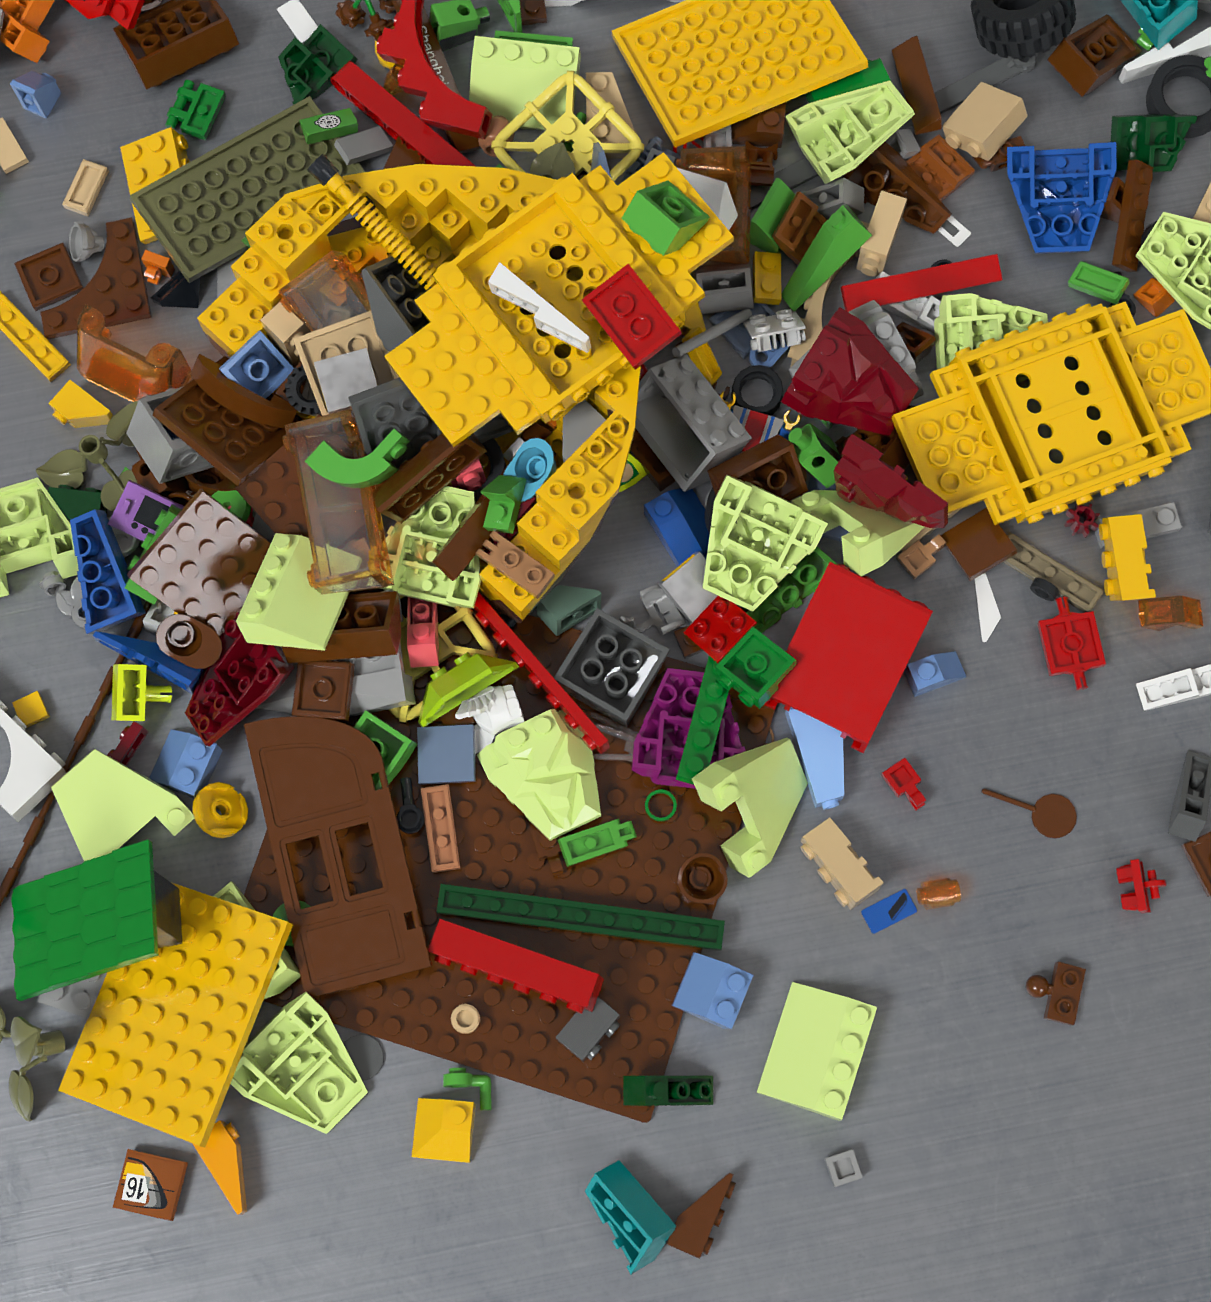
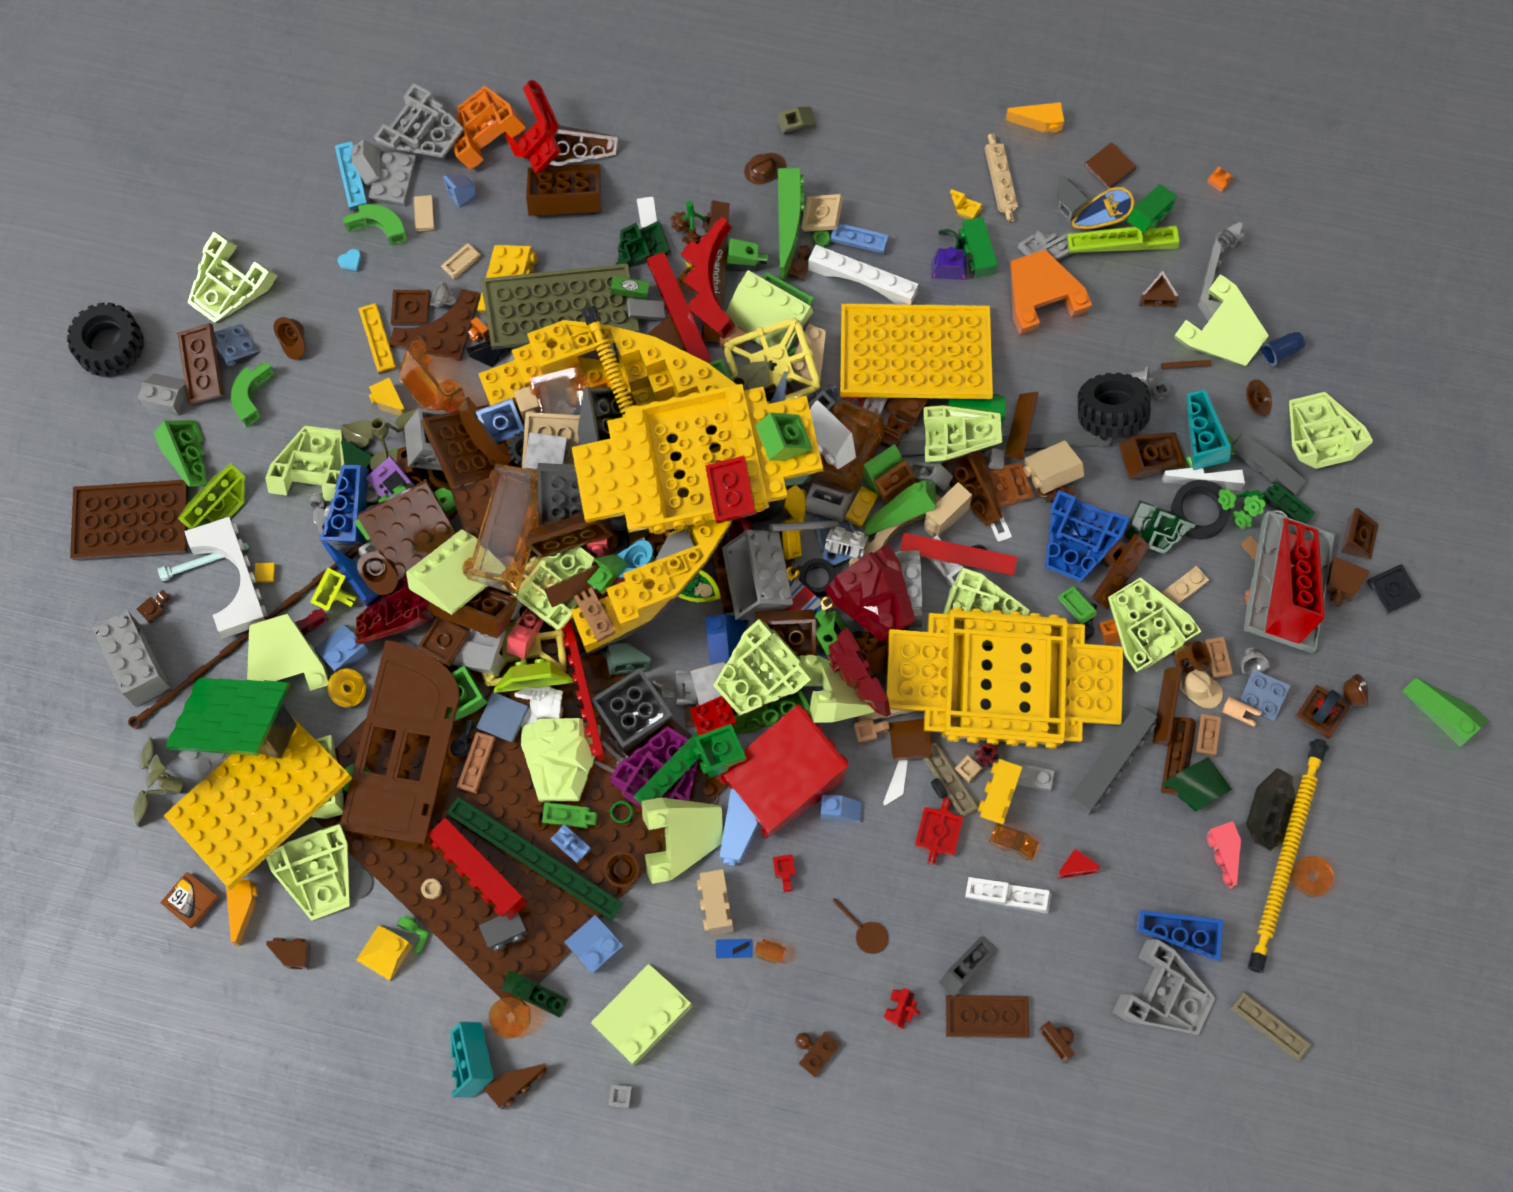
camera: 25 degrees right, 5 degrees down
(202, 111) = (555, 245): green plate -> none
(322, 1191) = (291, 954): none -> reddish brown slope
(363, 471) = (533, 515): bright green arch -> none
(547, 318) = (678, 466): white slope -> none
(619, 876) = (570, 844): none -> medium blue hips
(661, 1121) = (499, 1022): none -> clear orange plate
(917, 341) = (933, 590): reddish brown slope -> none
(1066, 548) = (968, 769): none -> tan tile

